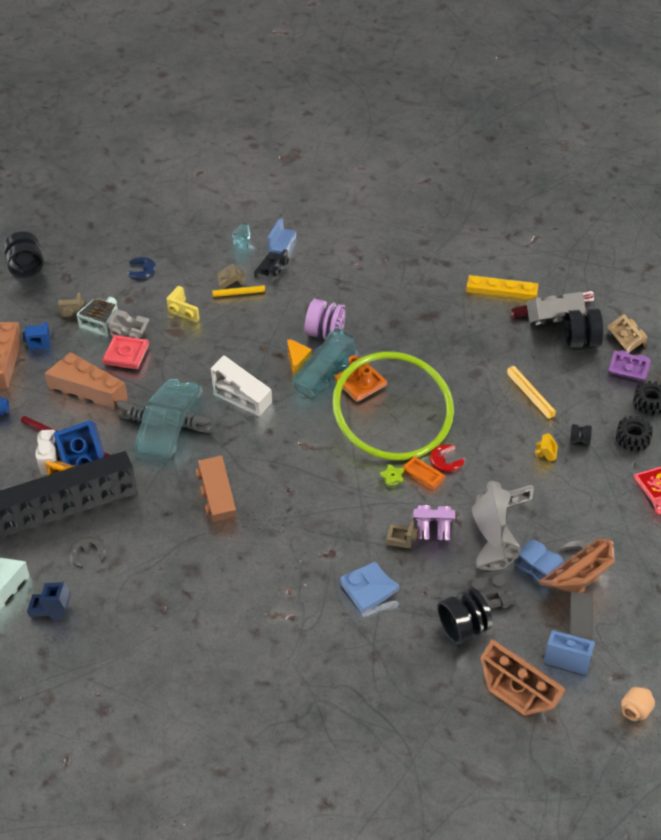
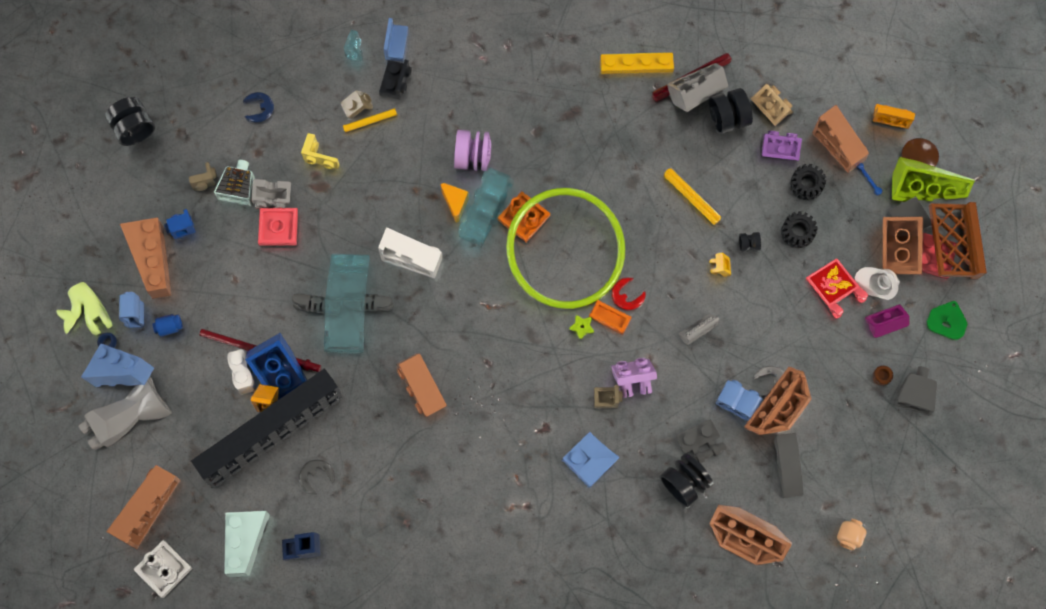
camera: 15 degrees left, 25 degrees up
(86, 381) = (247, 274): nougat wedge -> none
(491, 520) = (686, 361): light grey hips -> none
(569, 652) = (784, 494): medium blue panel -> none

